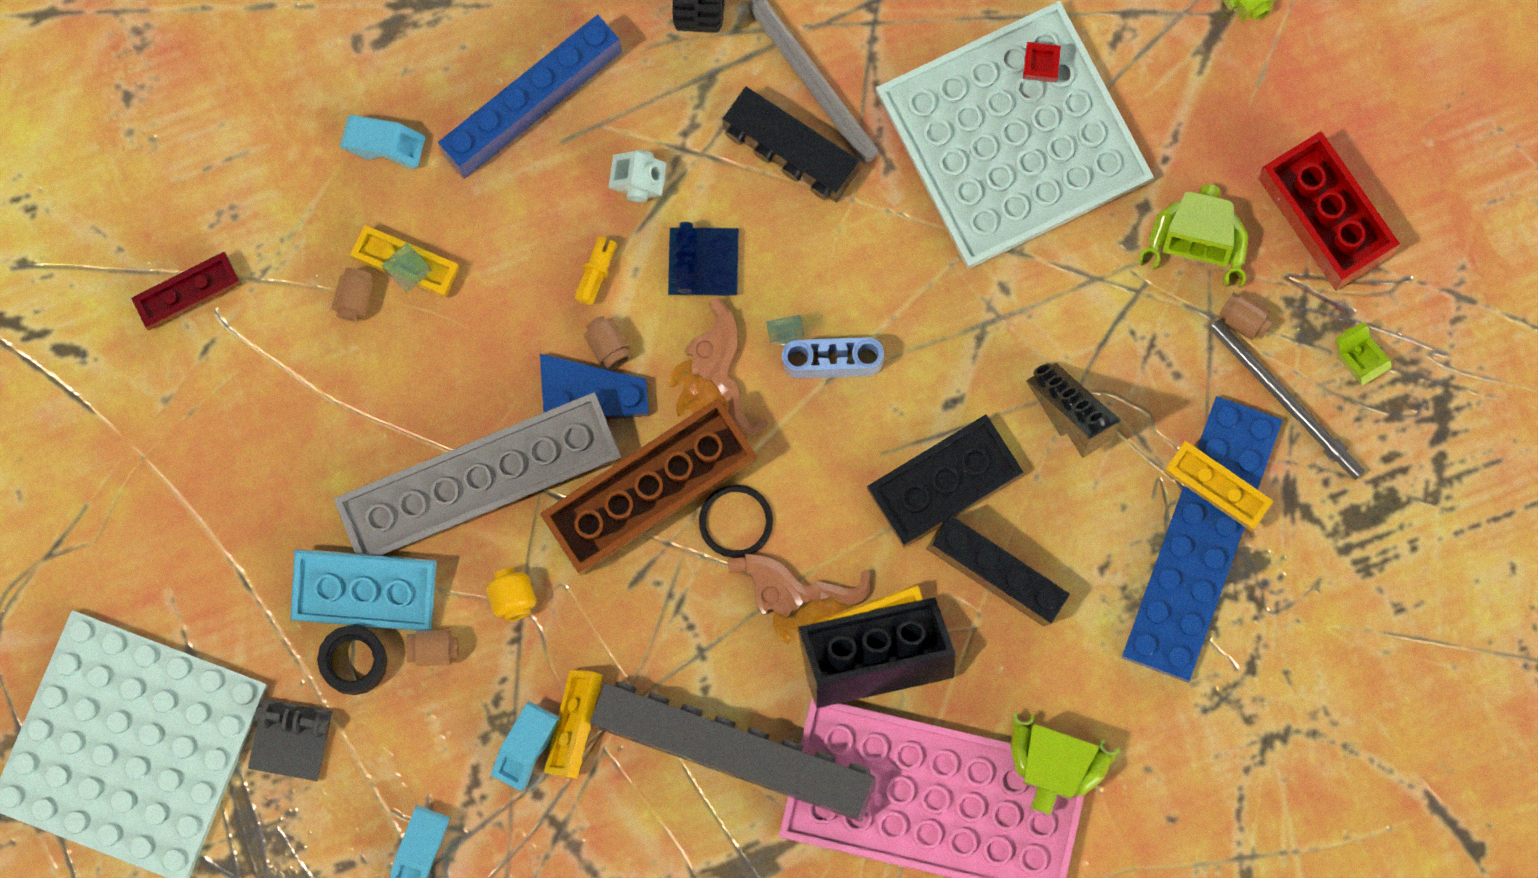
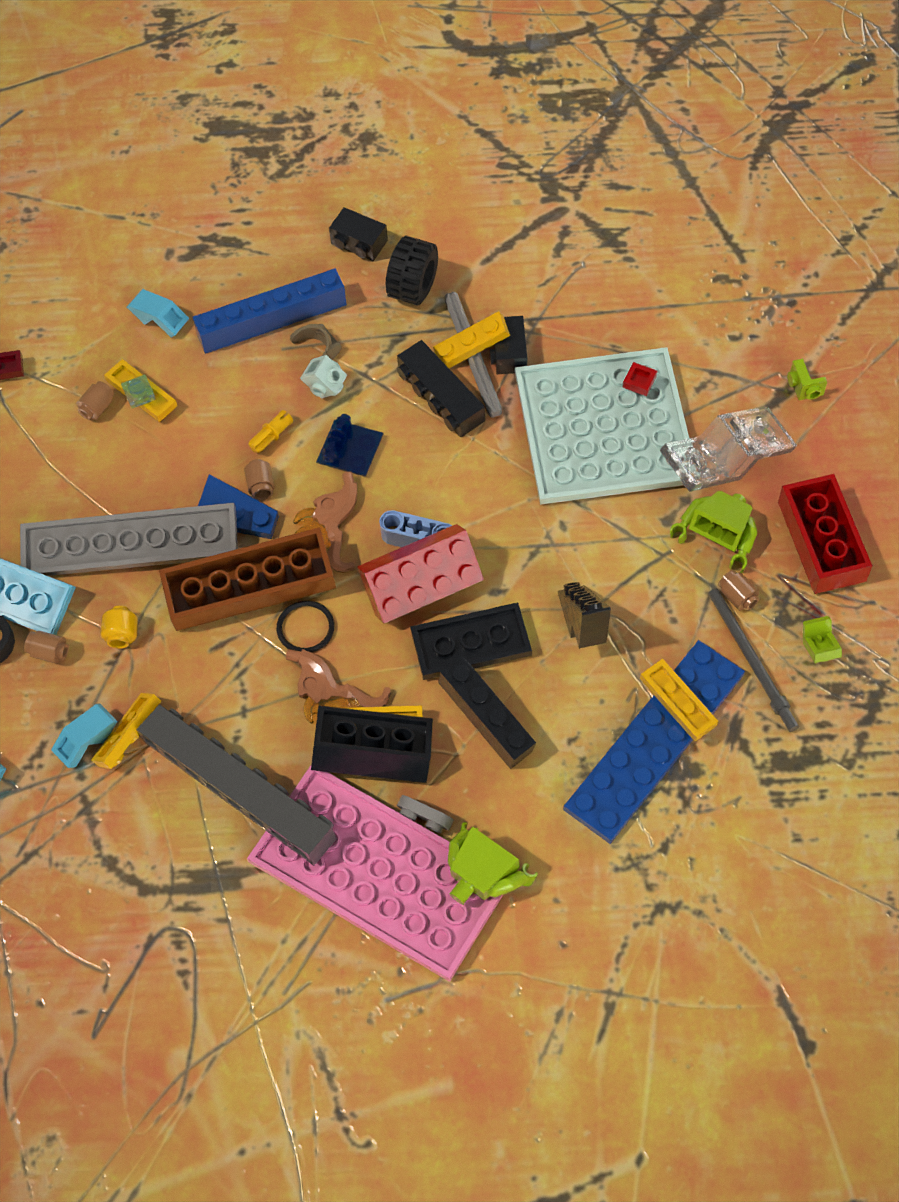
camera: 15 degrees right, 15 degrees down
(607, 106) = (318, 332): none -> dark tan helmet
(785, 329) = (387, 502): clear light blue plate -> none
(809, 67) = (472, 340): none -> yellow plate
(856, 55) = (512, 350): none -> black brick
(858, 416) = (420, 573): none -> brick
(980, 720) = (435, 819): none -> light grey plate
(1180, 129) = (728, 448): none -> clear bracket

